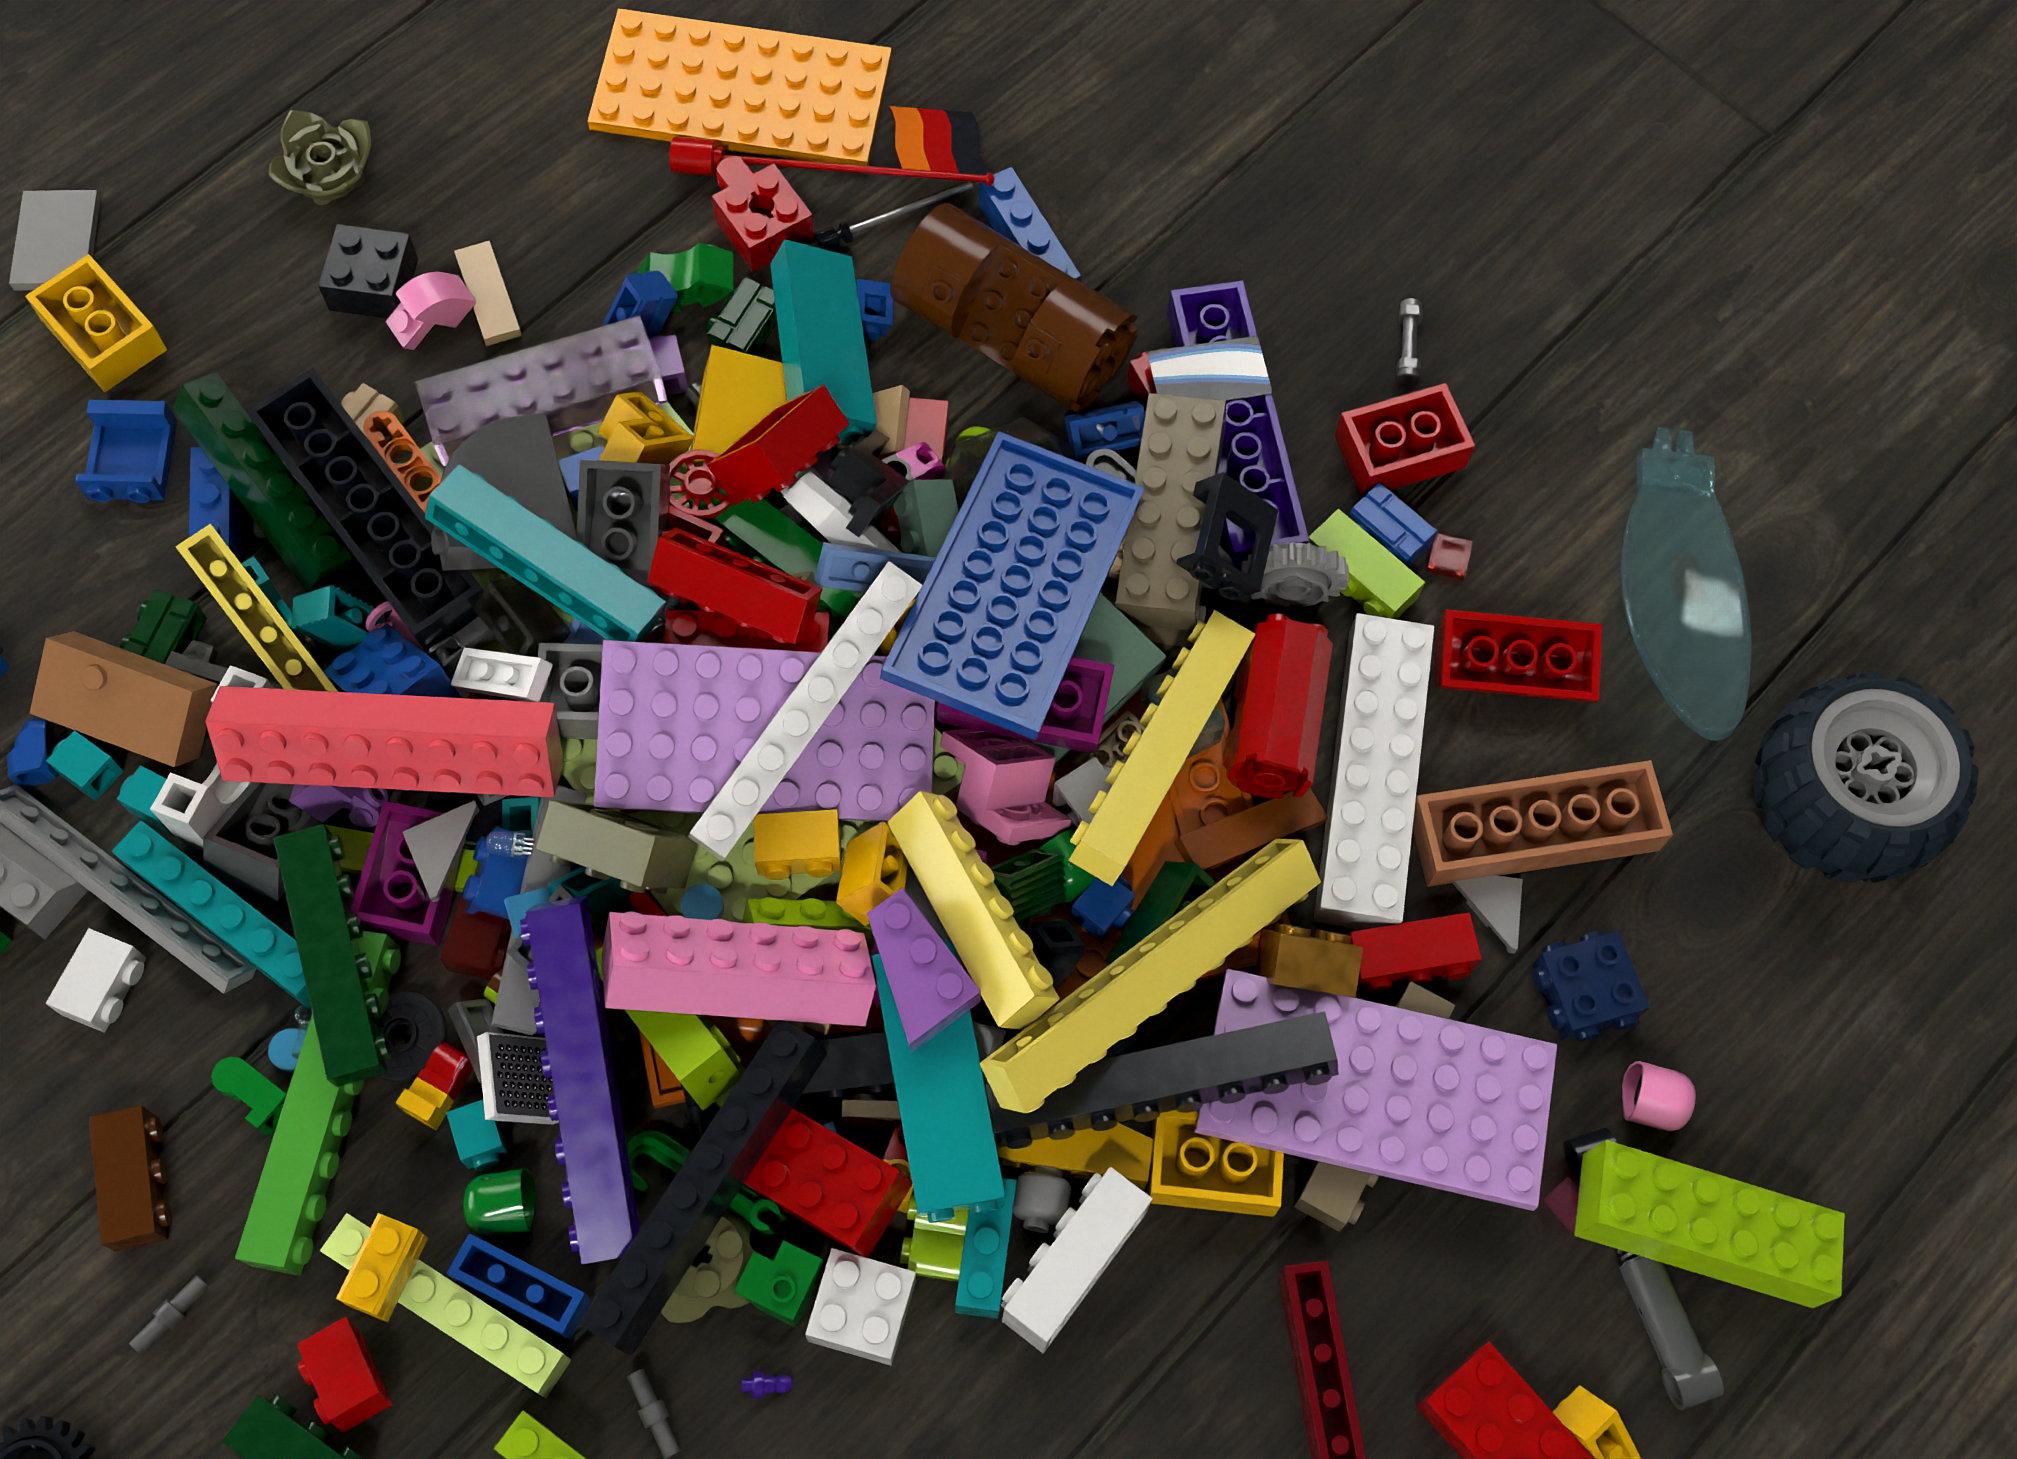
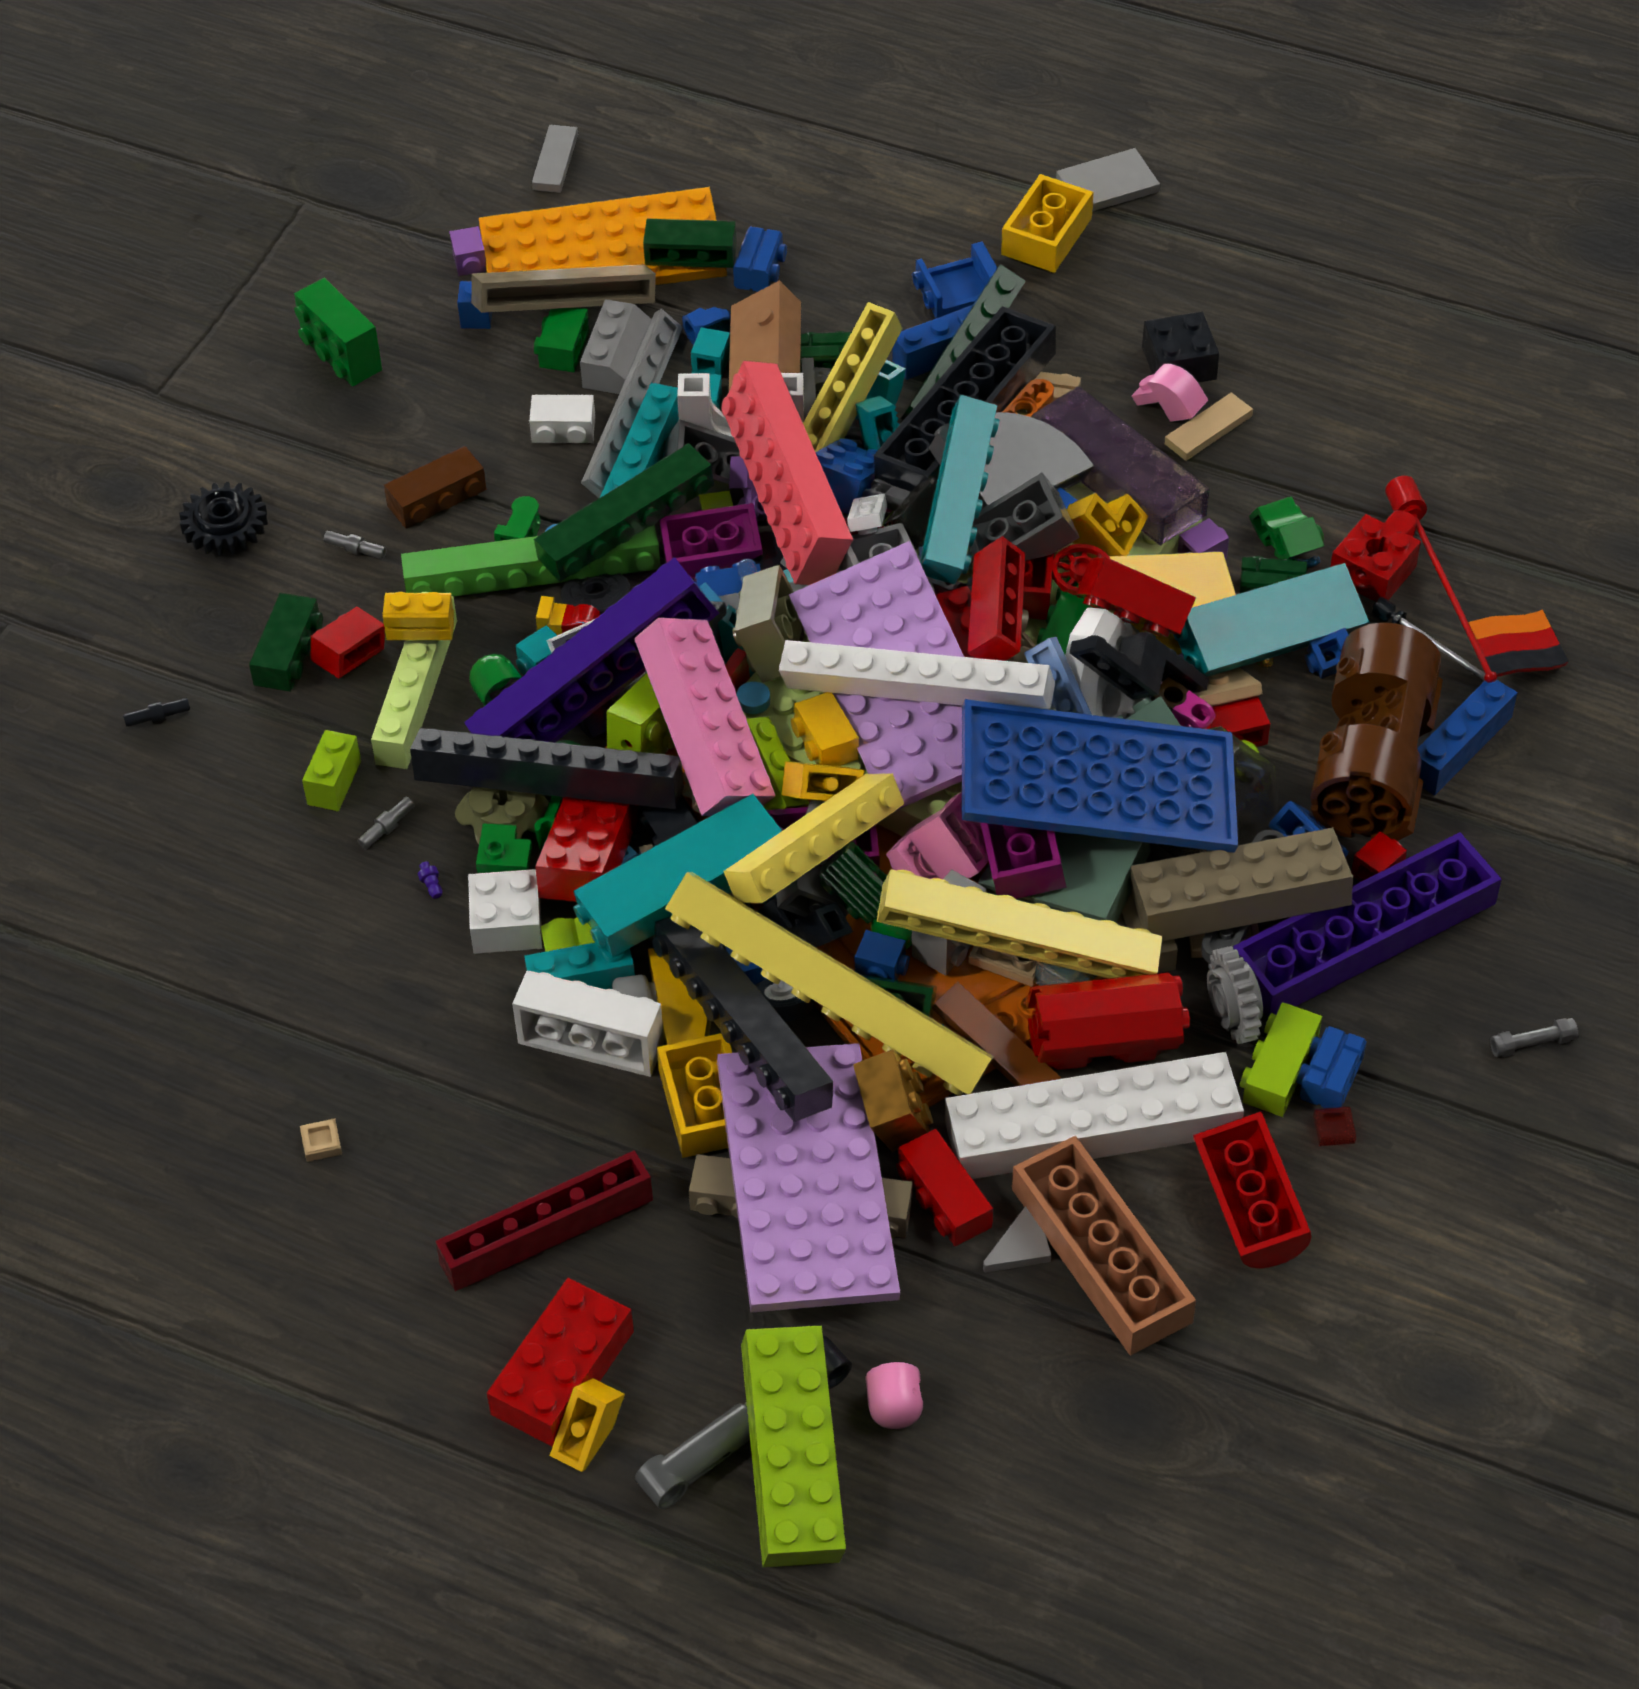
camera: 75 degrees right, 15 degrees down
(321, 158) = (1260, 289): olive brick -> none
(438, 844) = (731, 540): light grey tile -> none
(519, 1287) = (444, 696): blue brick -> none
(645, 296) = (1237, 506): blue brick -> none
(741, 87) = (1496, 513): light orange plate -> none
(920, 969) = (746, 811): medium lavender wedge -> none
(1212, 370) = (1395, 881): sticker -> none
(1233, 501) = (1253, 910): black window -> none
(1404, 439) = (1421, 1050): red brick -> none
(1589, 986) = (974, 1324): dark blue brick -> none
(1686, 588) = (1394, 1304): clear light blue windscreen -> none
(1890, 744) = (1254, 1426): wheel -> none

